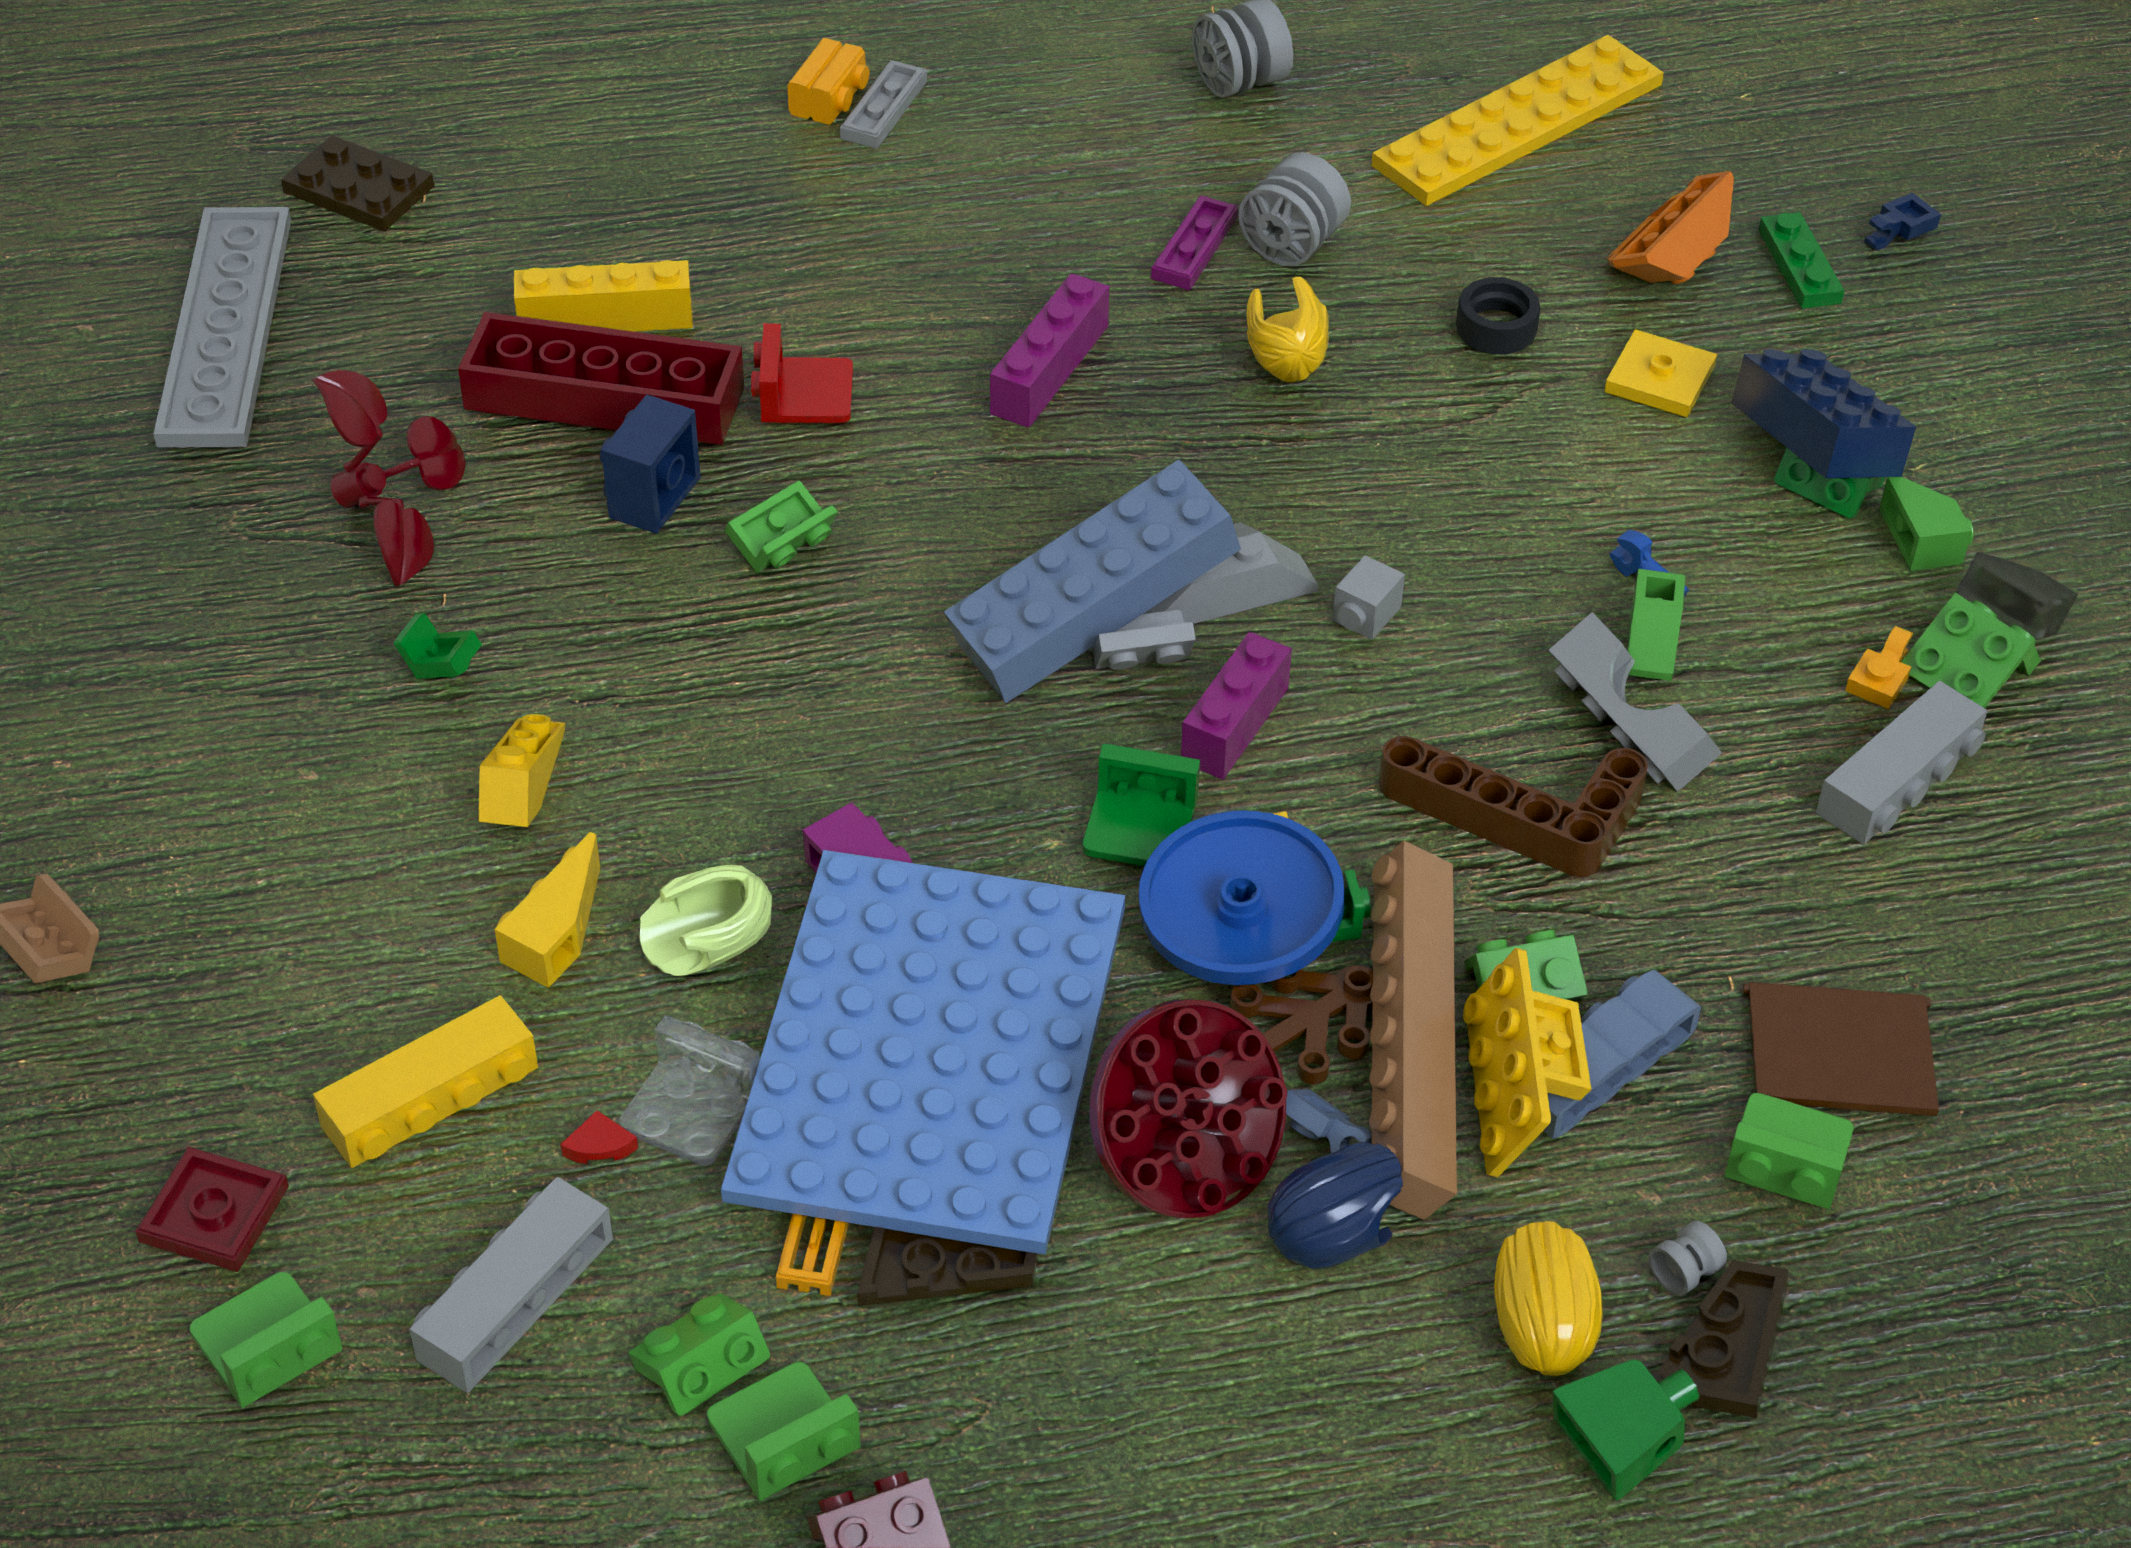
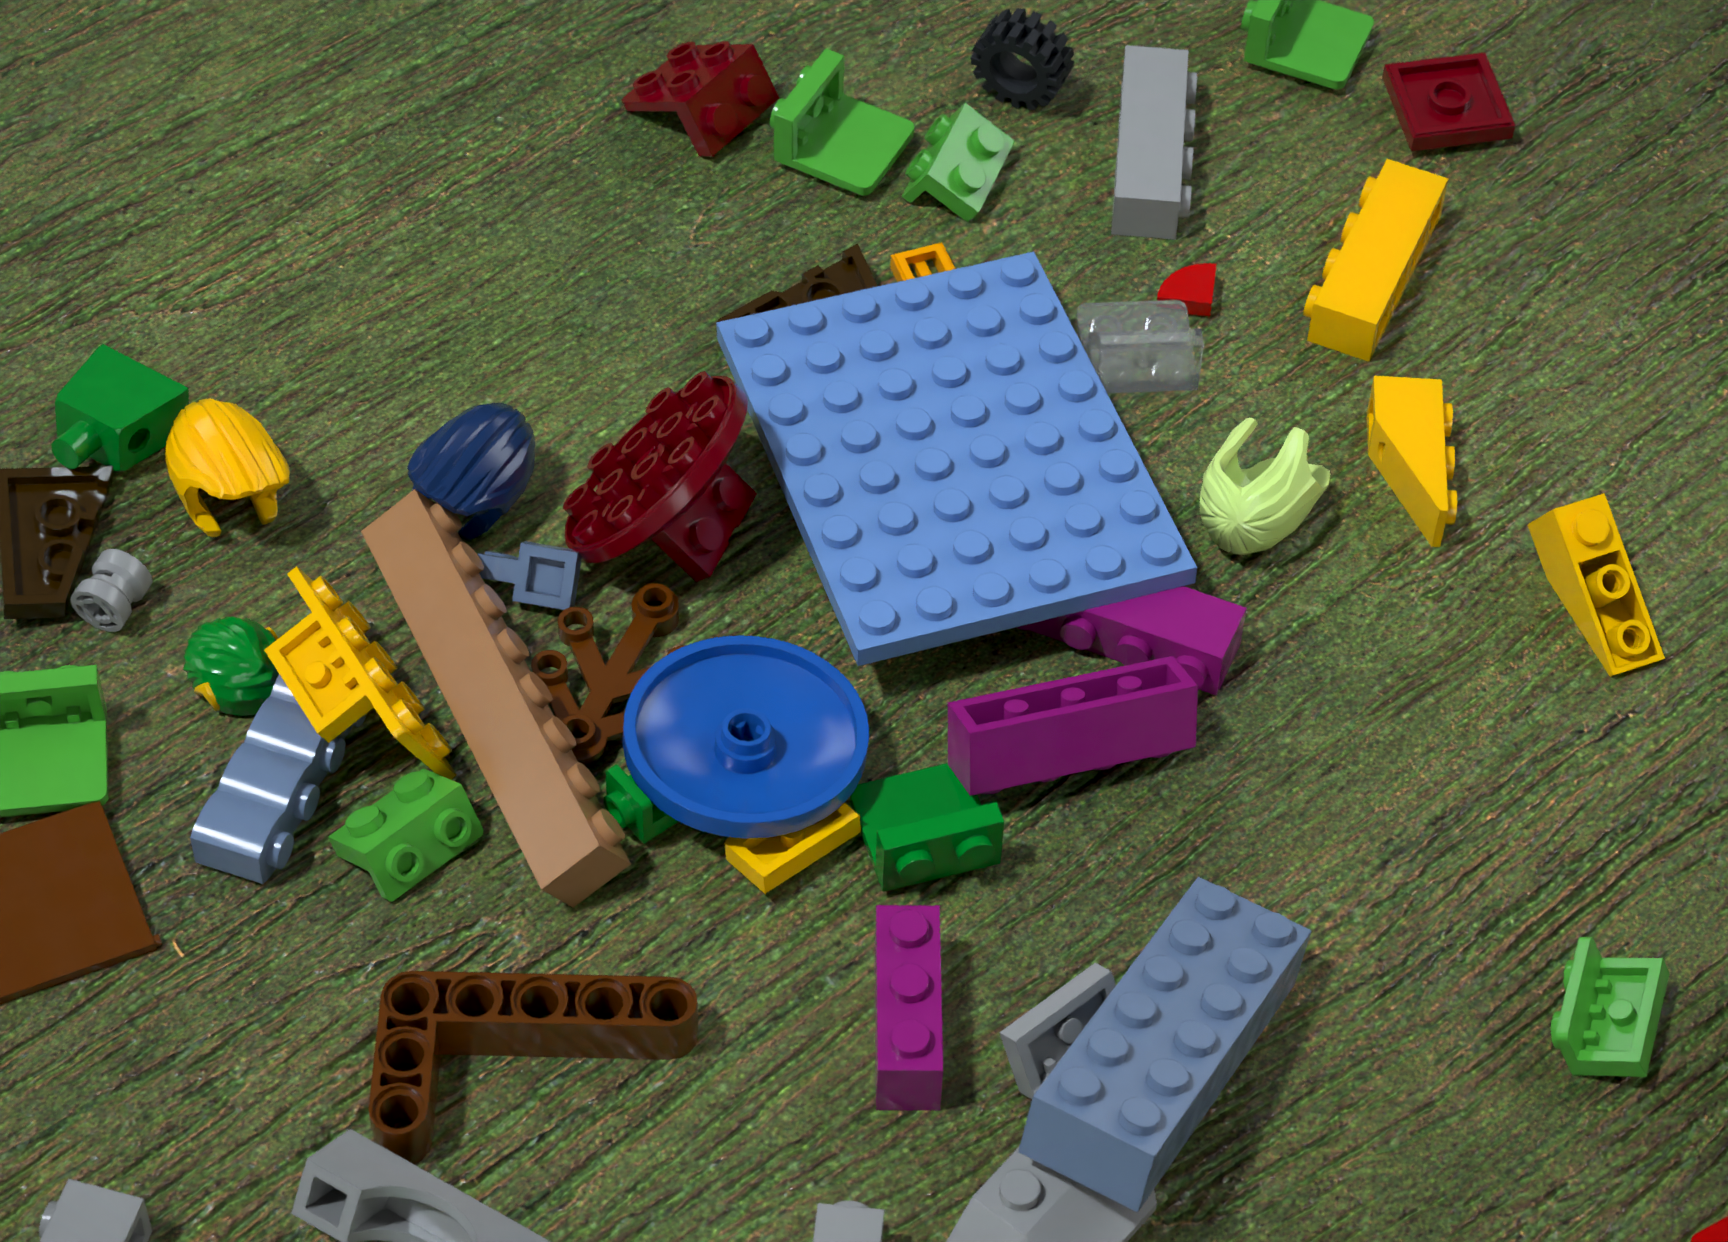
camera: 150 degrees right, 5 degrees up
(565, 1400) = (1032, 41): none -> black tyre
(996, 805) = (1072, 725): none -> magenta brick
(1604, 1153) = (230, 664): none -> green hair

